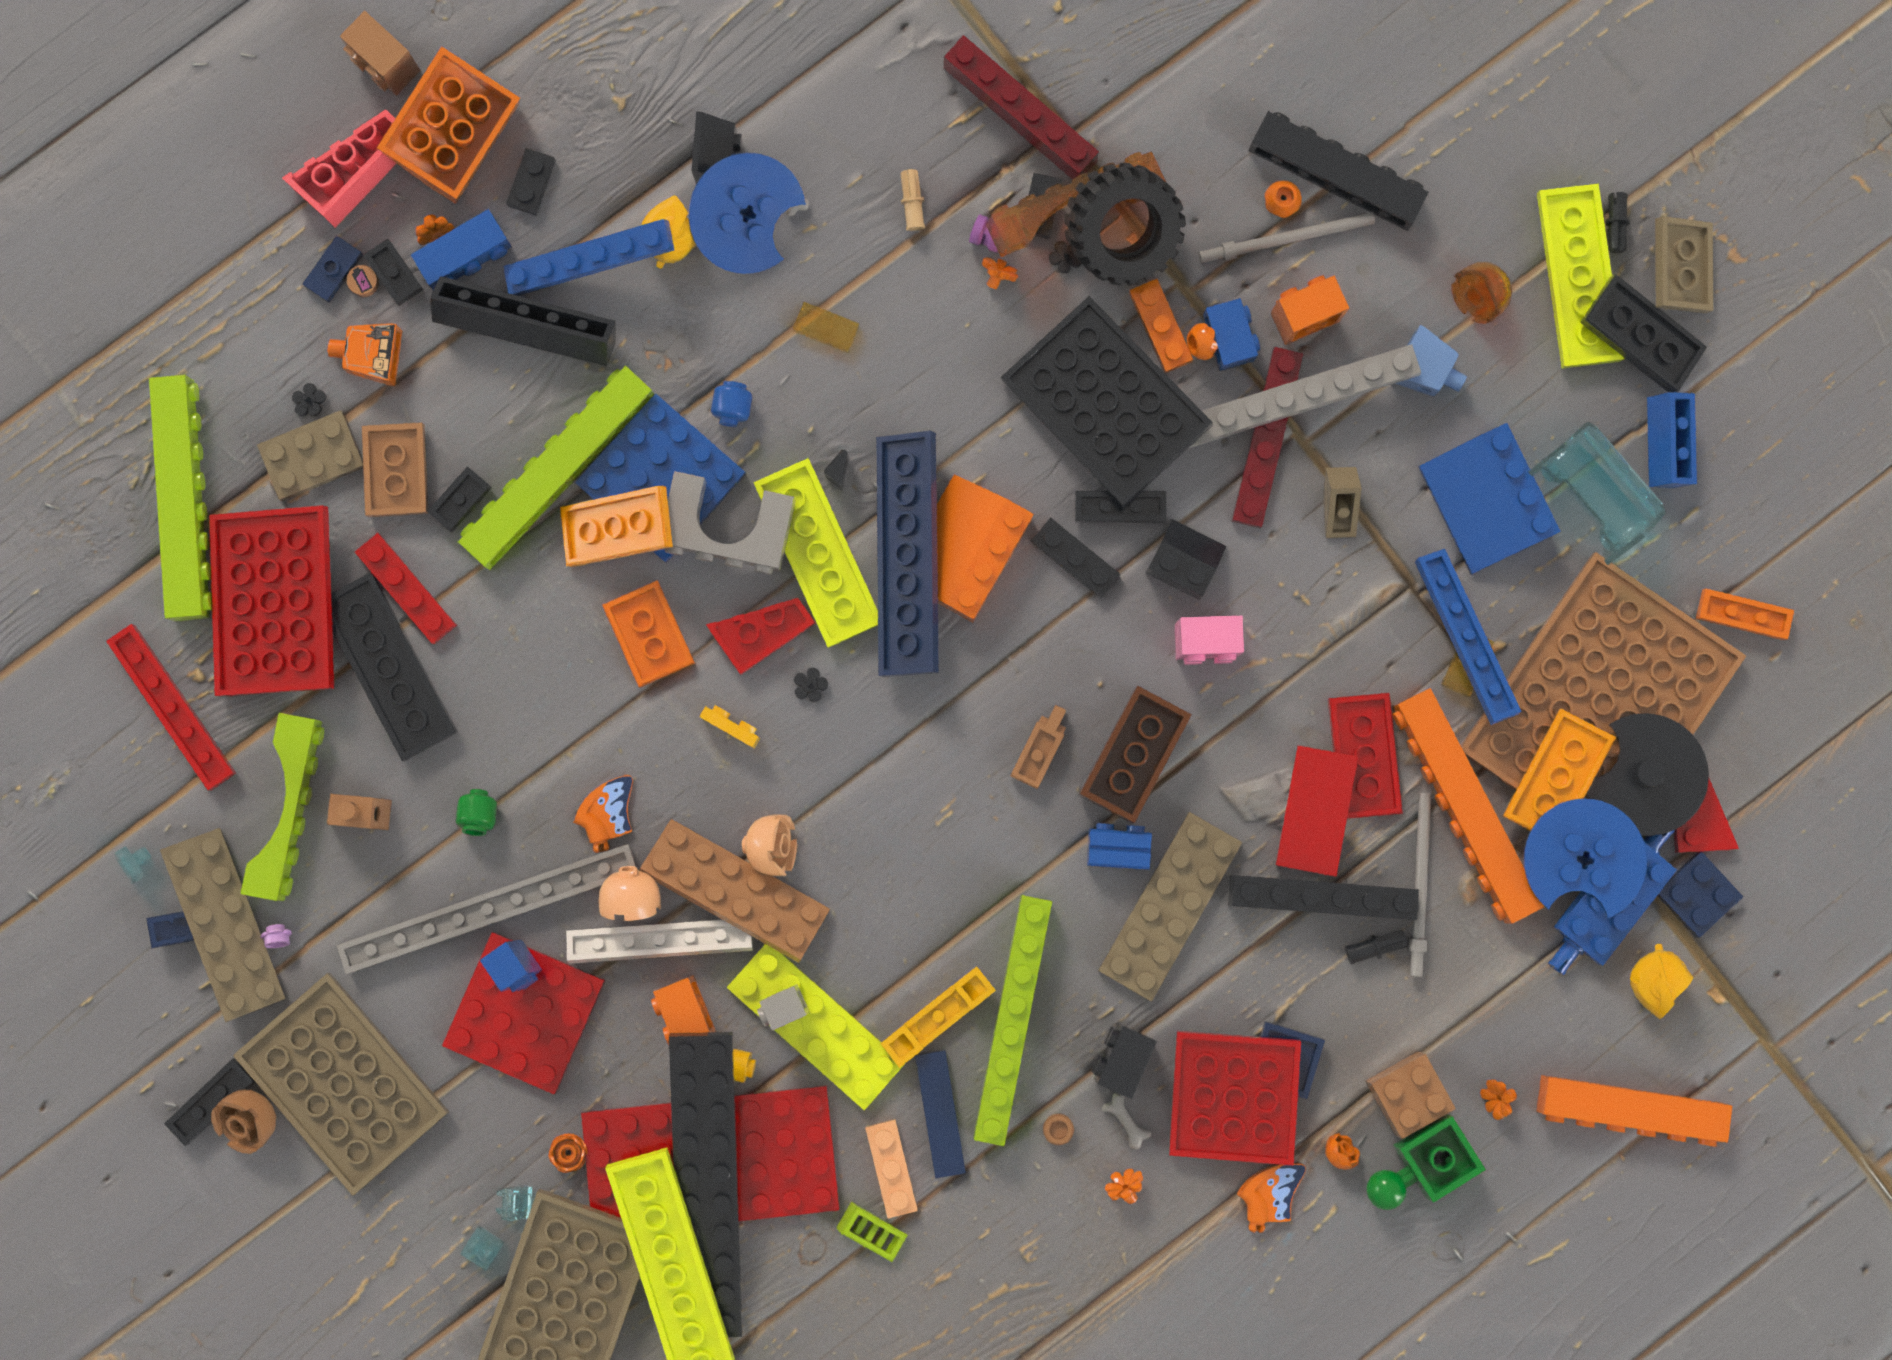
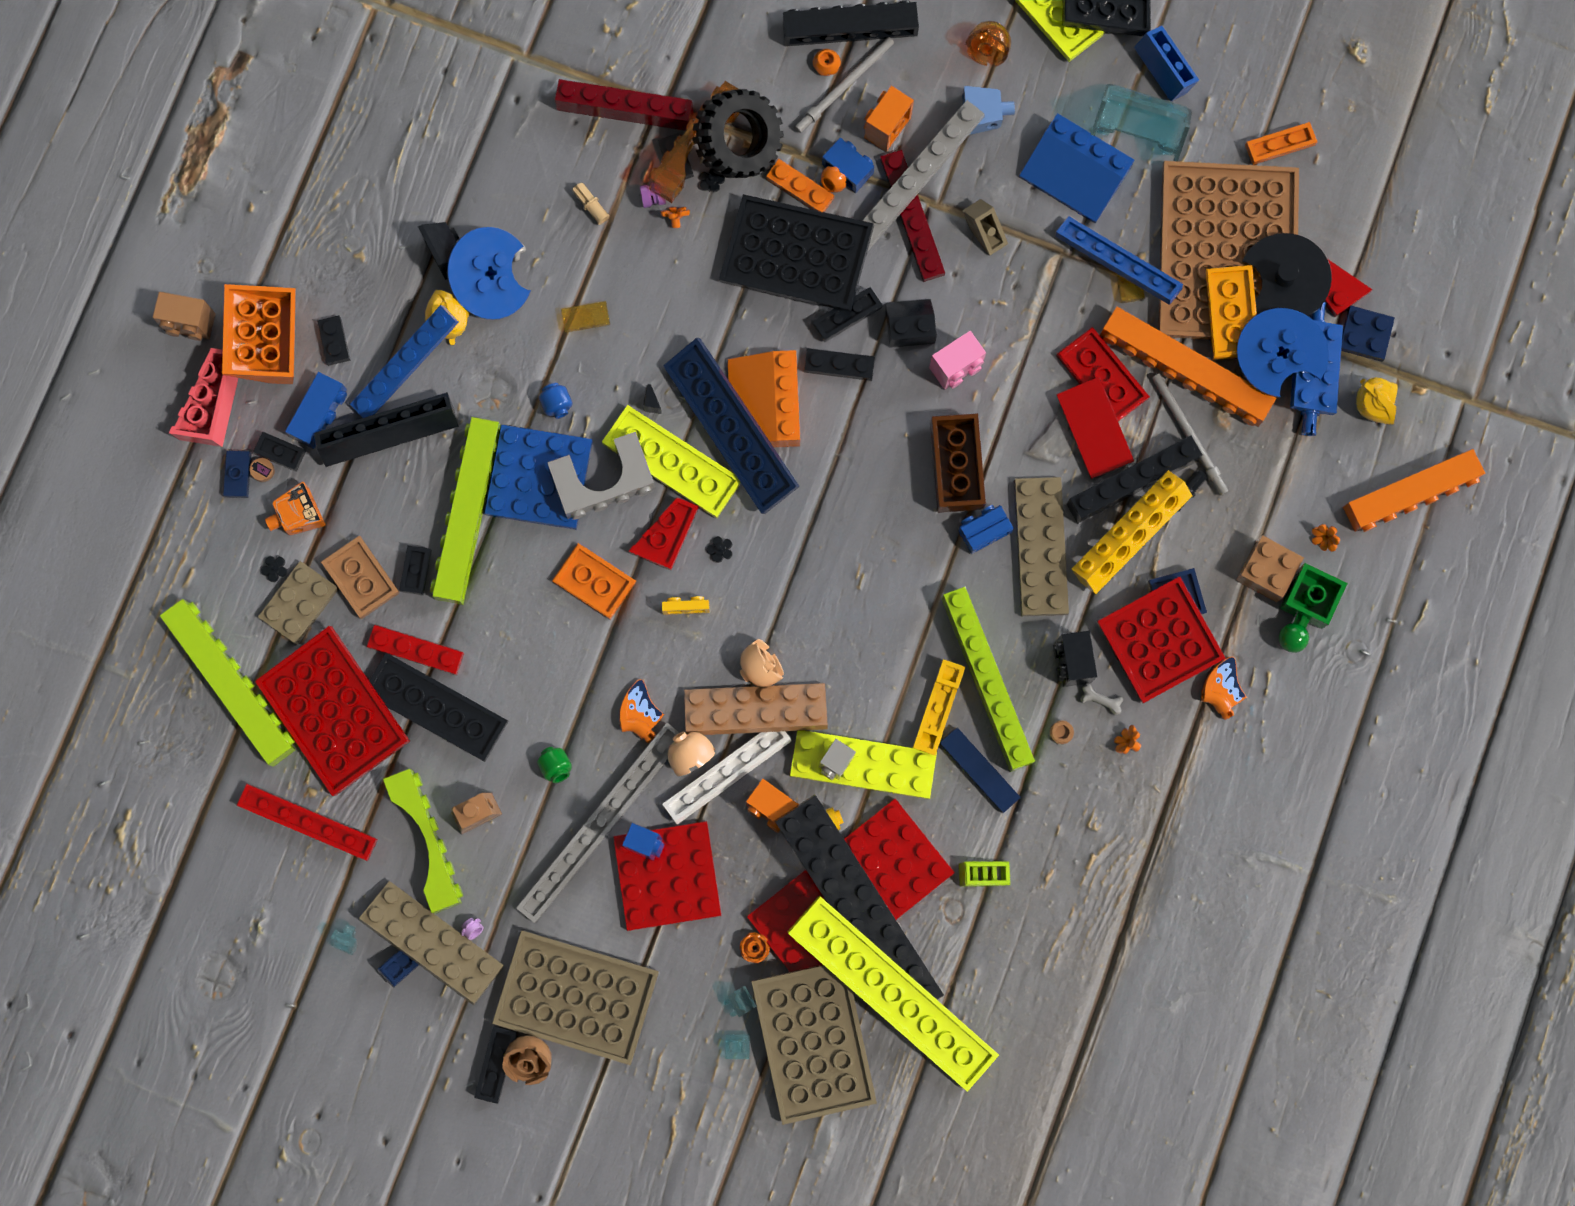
camera: 30 degrees left, 5 degrees down
(432, 229) = (288, 408): orange plant -> none
(616, 526) = (530, 522): light orange tile -> none
(891, 1168) = (971, 825): light nougat plate -> none
(1040, 749) = (894, 497): medium nougat hinge -> none
(1280, 956) = (1132, 532): none -> yellow brick
(1342, 1152) = (1250, 633): orange plate -> none

